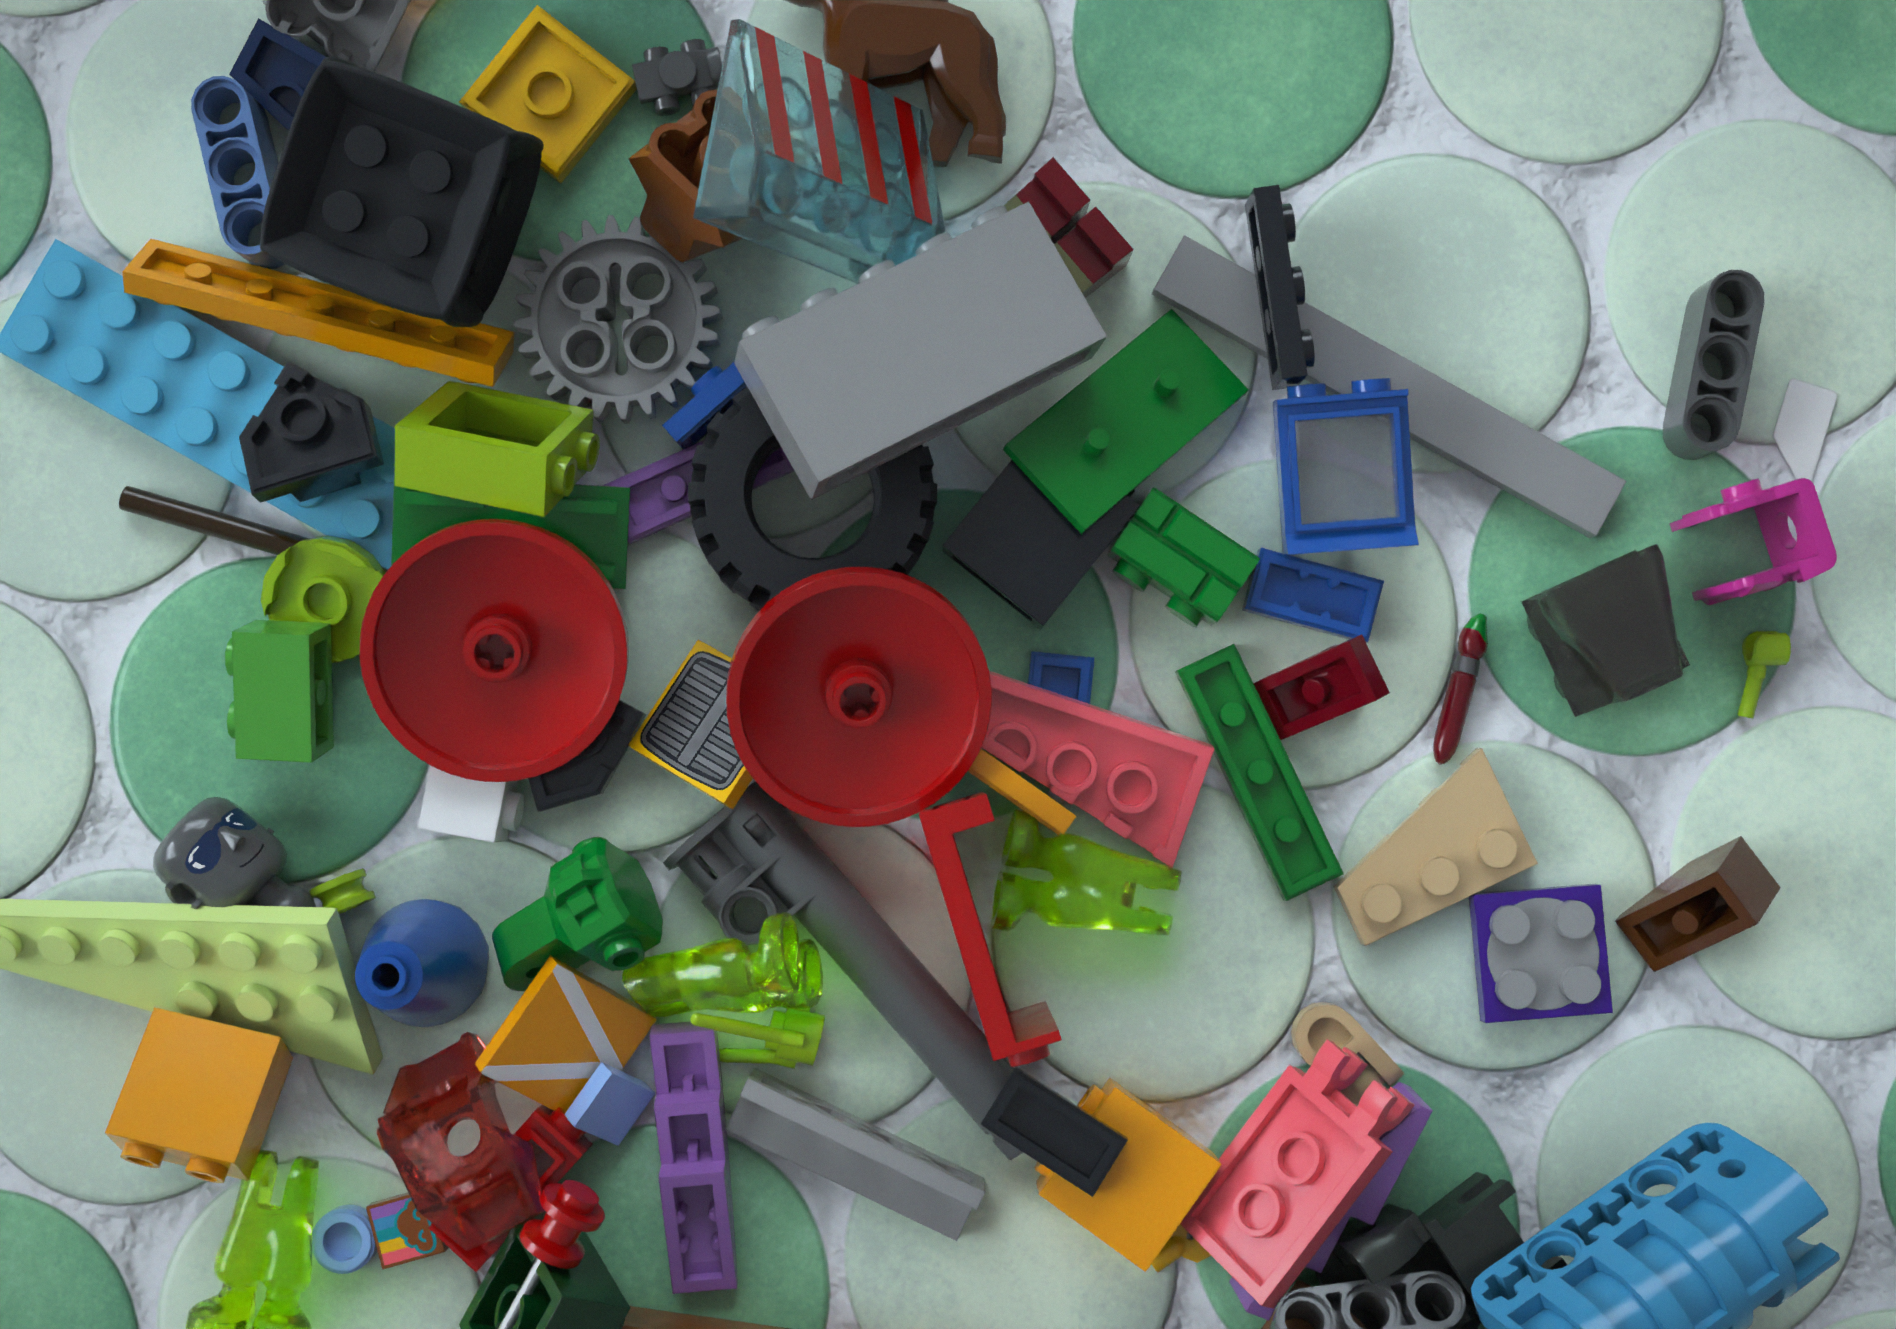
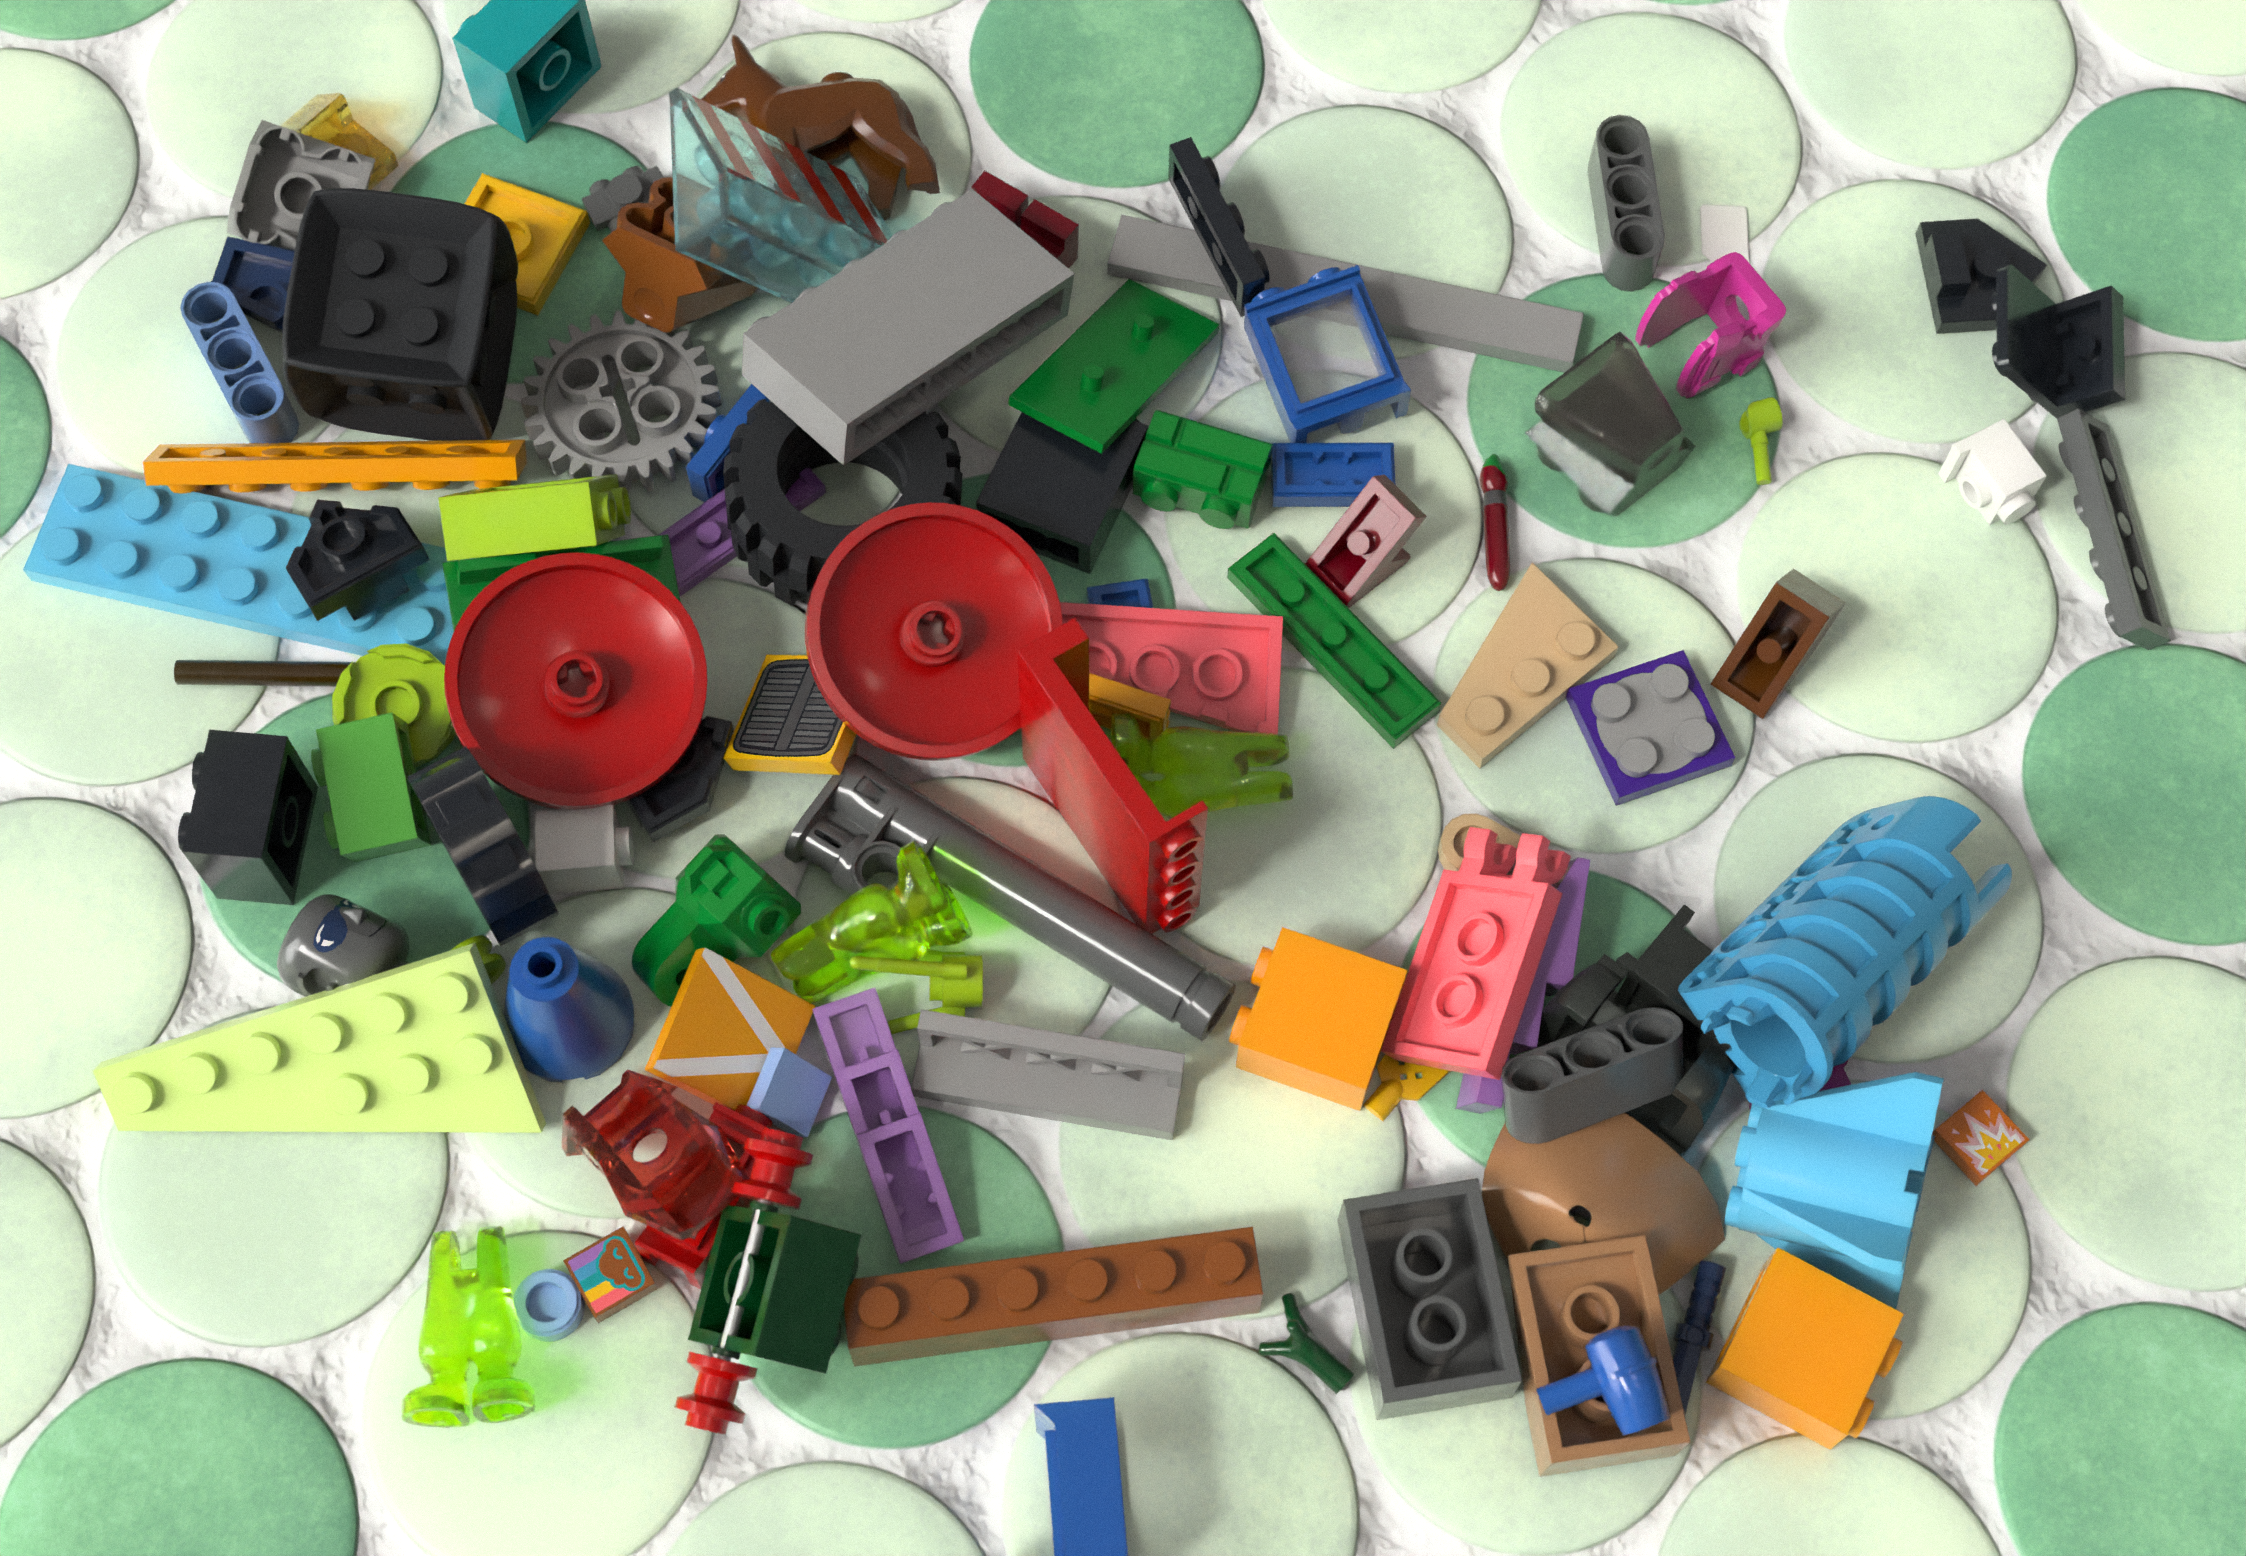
camera: 15 degrees left, 20 degrees down
(152, 697) = (249, 817): none -> black brick
(199, 1096) = (370, 1179): light orange piece -> none
(365, 801) = (483, 845): none -> black connector
(1054, 1131) = (1234, 977): black tile -> none

